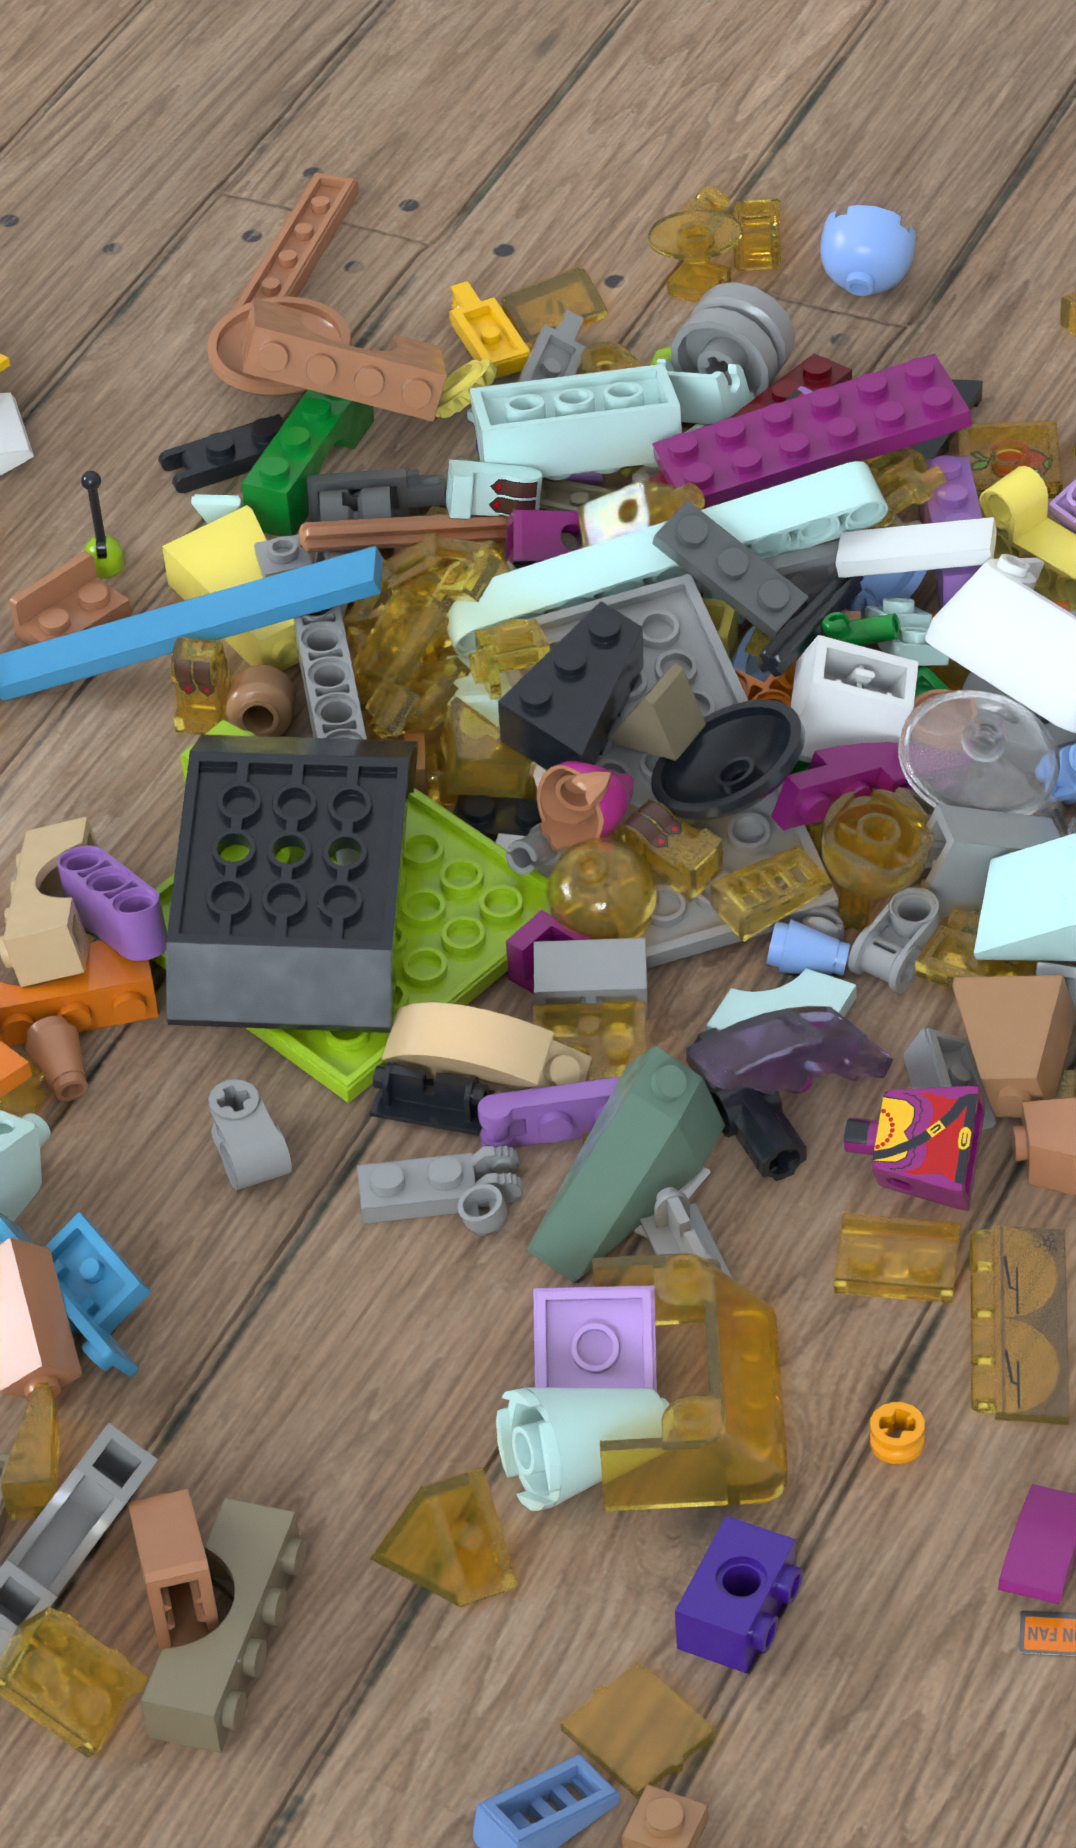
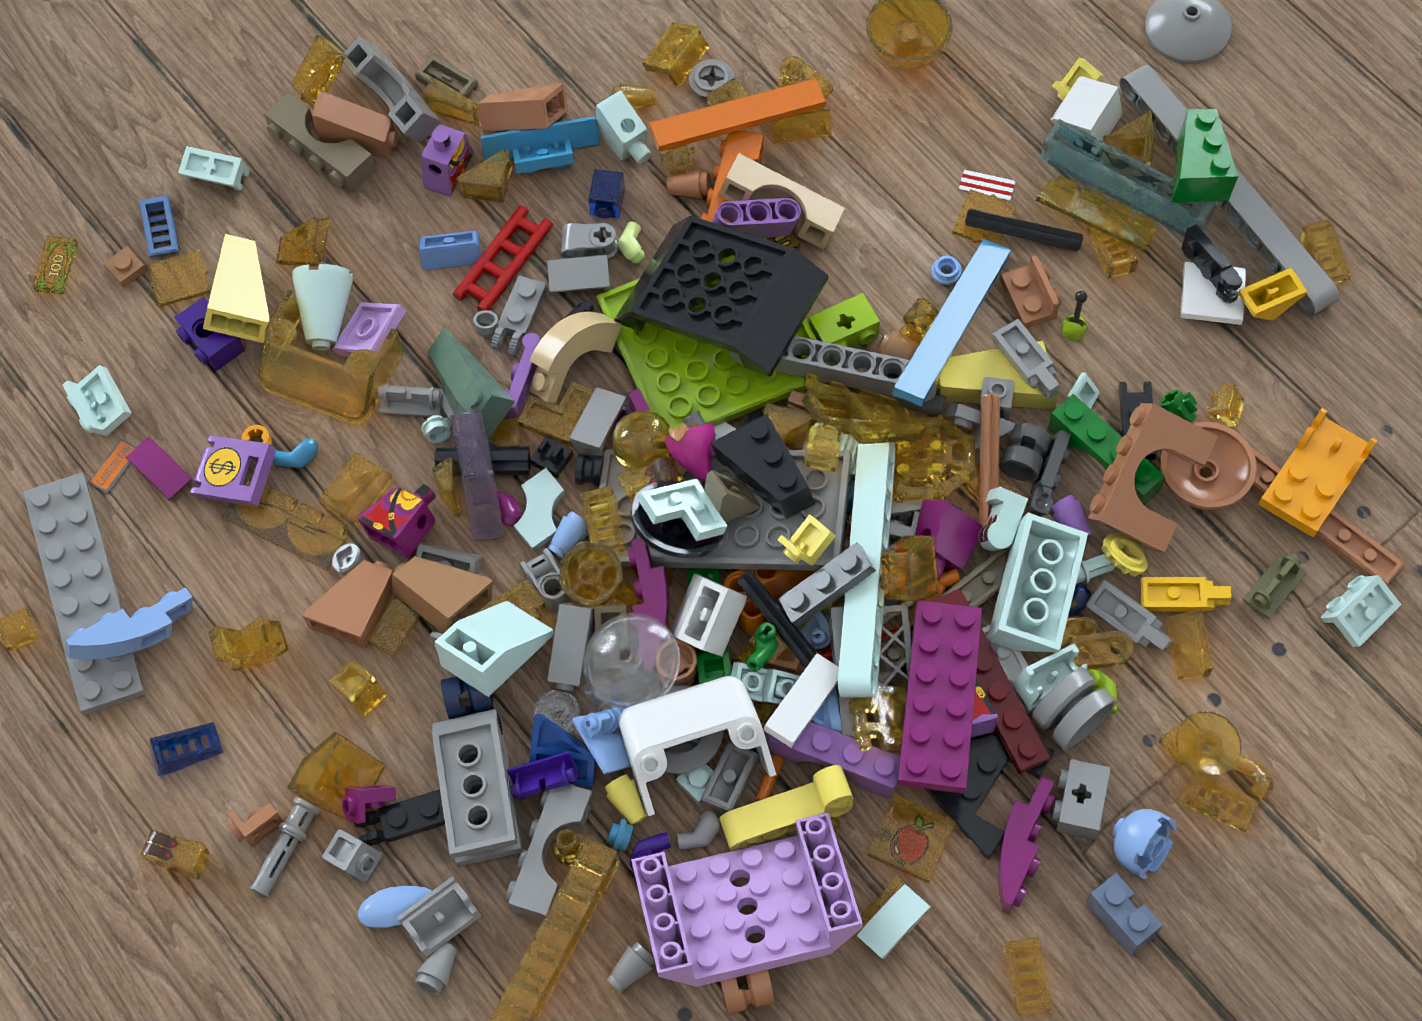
camera: 115 degrees right, 20 degrees up
(73, 710) = (946, 263): none -> light blue plate
(135, 1152) = (606, 194): none -> clear blue brick
(161, 368) = (1228, 404): none -> clear yellow tile
(175, 1326) = (488, 179): none -> clear yellow slope
(176, 1392) = (445, 159): none -> medium lavender torso
(194, 1101) = (629, 245): none -> yellowish green arm
(207, 401) = (1180, 404): none -> green gear
(208, 535) = (1027, 357): none -> light grey hinge
(224, 266) = (1316, 475): none -> light orange hinge
(313, 1229) = (502, 242): none -> red bar
(321, 1123) = (578, 274): none -> light grey hinge
(350, 1338) = (449, 250): none -> medium blue slope
(375, 1764) = (213, 167): none -> light aqua hinge
(404, 191) = (1361, 608): none -> light aqua bracket
(433, 453) = (1070, 513): none -> medium lavender cone
(434, 265) = (1275, 584): none -> olive hinge
(628, 1563) = (238, 294): none -> light yellow slope
(676, 1026) = (552, 456): none -> black tile
(678, 600) = (808, 541): none -> light yellow bracket
(678, 967) = (588, 469): none -> black wheel
(712, 737) = (684, 501): none -> light aqua plate
(722, 1191) = (436, 429): none -> light aqua plate
(827, 1093) = (448, 485): none -> clear yellow slope
(846, 323) = (1092, 783): none -> light grey brick
(896, 1357) = (299, 456): none -> dark azure arm
(967, 350) = (1017, 854): none -> magenta slope
(973, 247) = (1115, 910): none -> sand blue brick
(977, 1697) = (98, 402): none -> light aqua bracket
(984, 1423) = (225, 469): none -> medium lavender container
(1031, 1198) = (347, 558): none -> light grey tile

